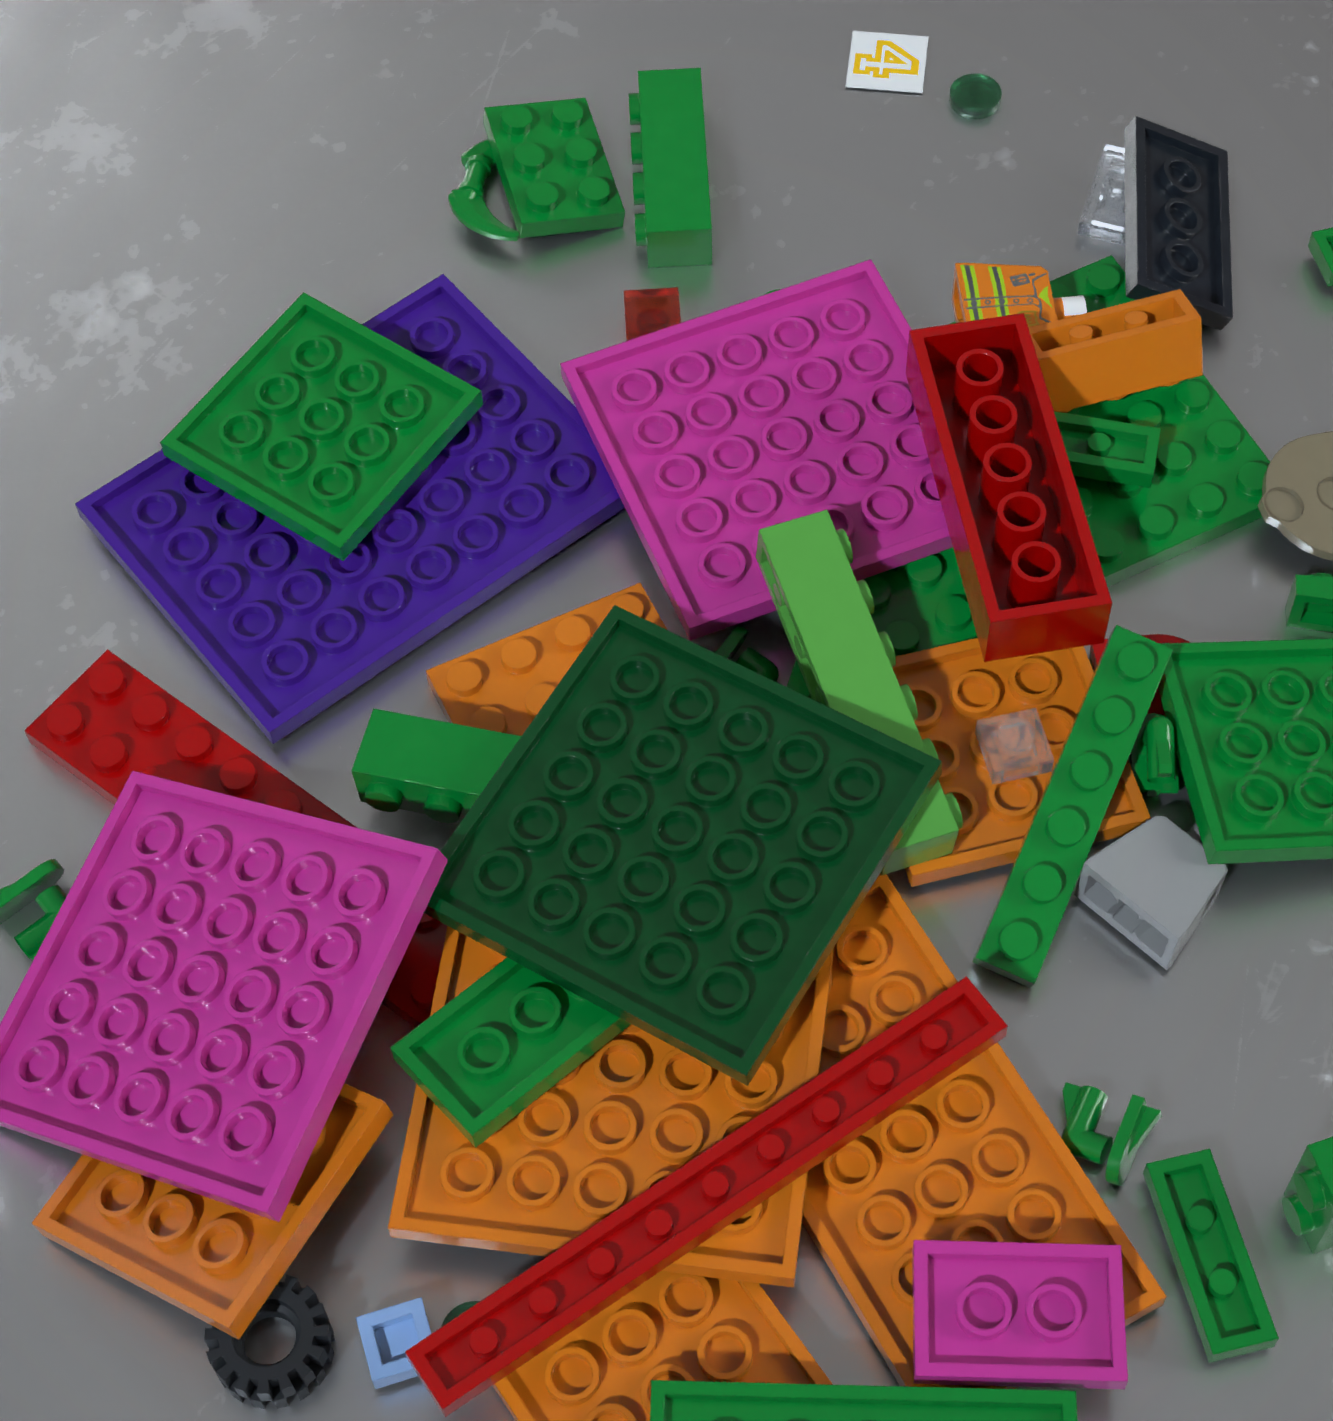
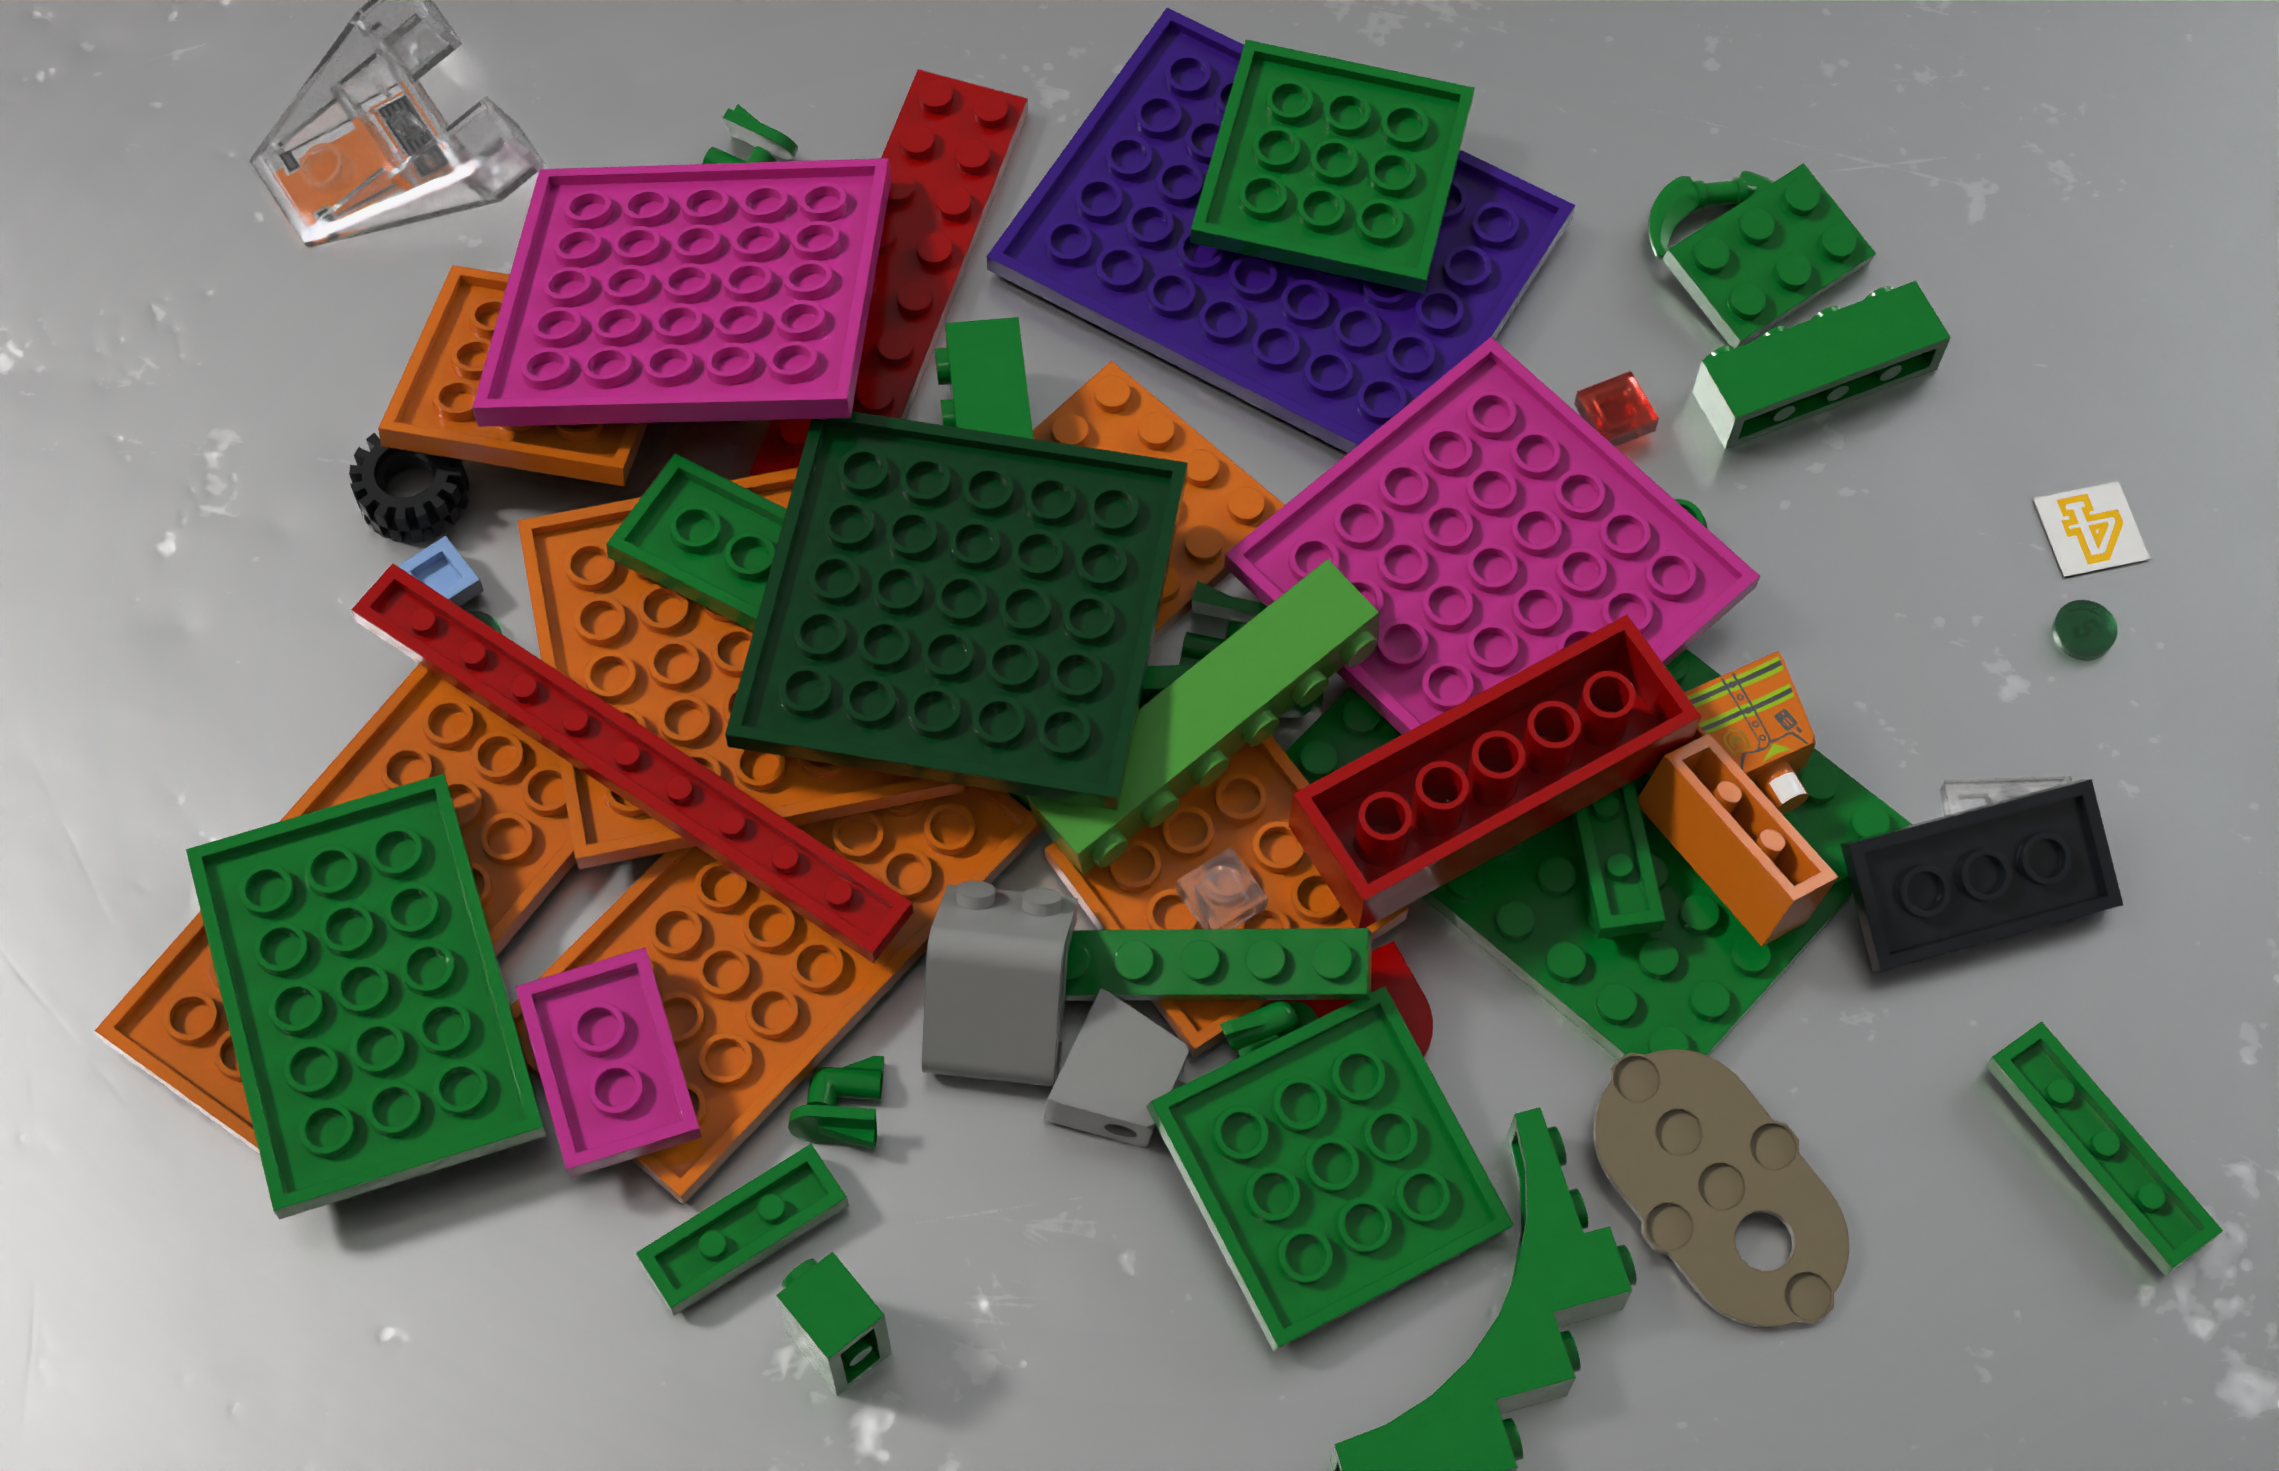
camera: 65 degrees right, 5 degrees up
(1046, 943) = (997, 983): none -> light grey piece

